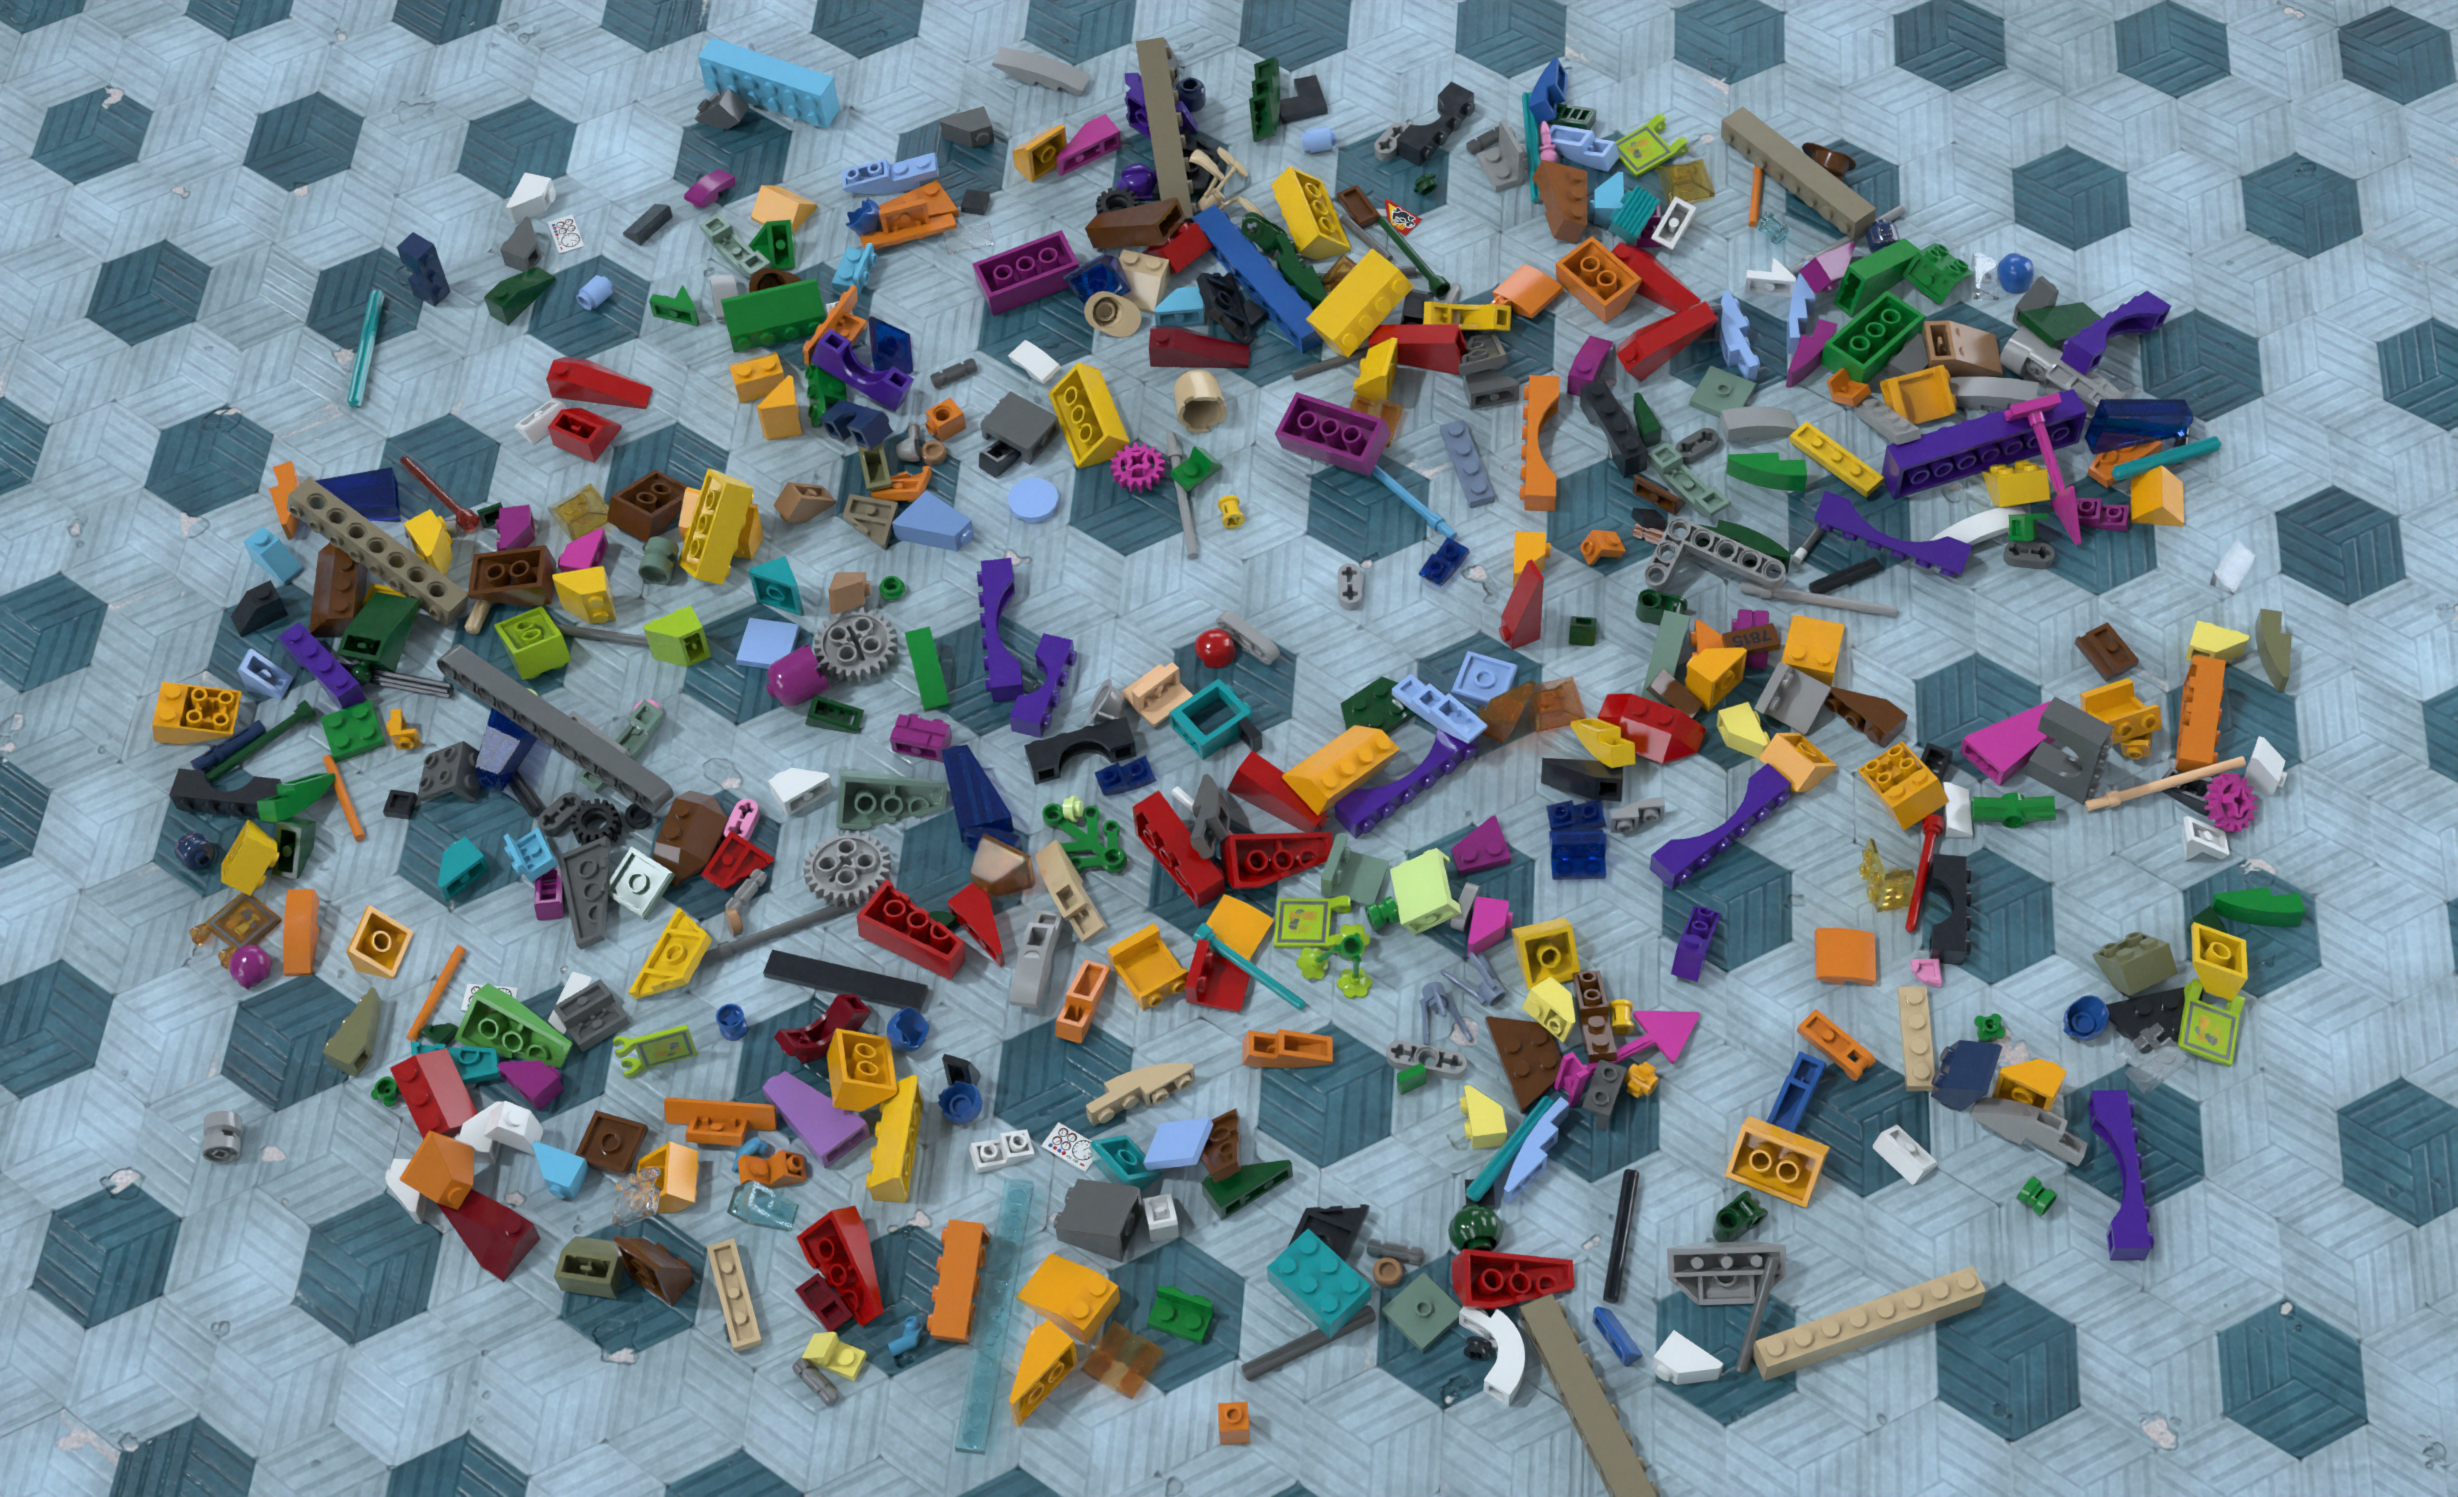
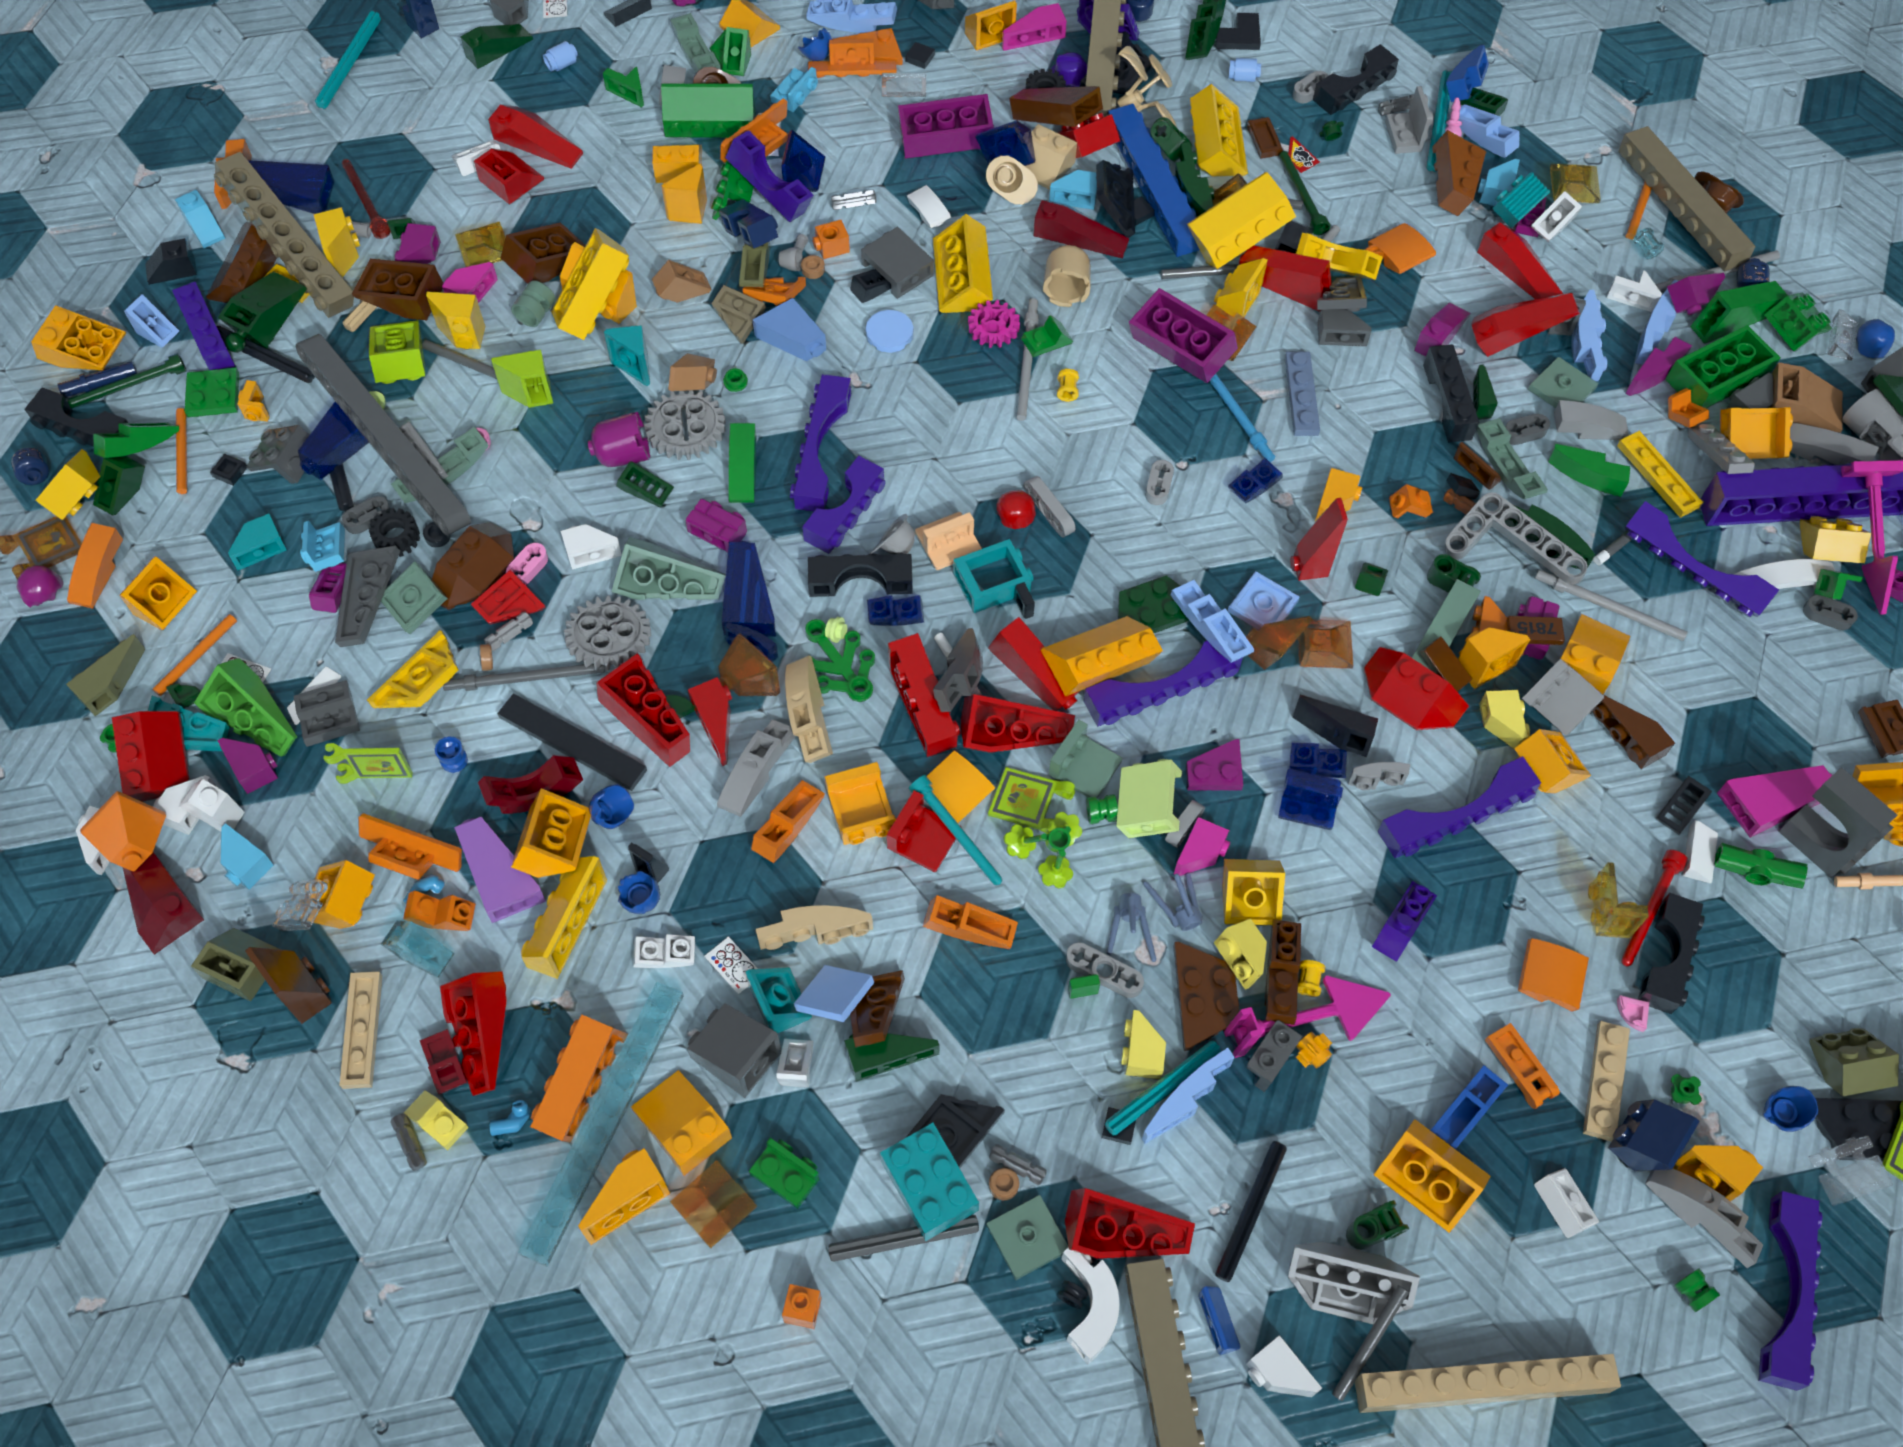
camera: 10 degrees right, 5 degrees up
(611, 1143) = (299, 844): reddish brown plate -> none
(766, 642) = (606, 401): light blue tile -> none
(1364, 236) = (1260, 161): dark grey bar -> none
(1475, 1228) = (1104, 1165): dark green plant -> none
(1540, 481) = (1368, 426): orange arch -> none
(1597, 279) = (1471, 251): orange slope -> none
(1604, 742) = (1365, 694): yellow slope -> none
(1646, 149) = (1546, 146): lime flag -> none
(1844, 576) = (1641, 589): black axle -> none
(1904, 785) = (1654, 813): light orange slope -> none

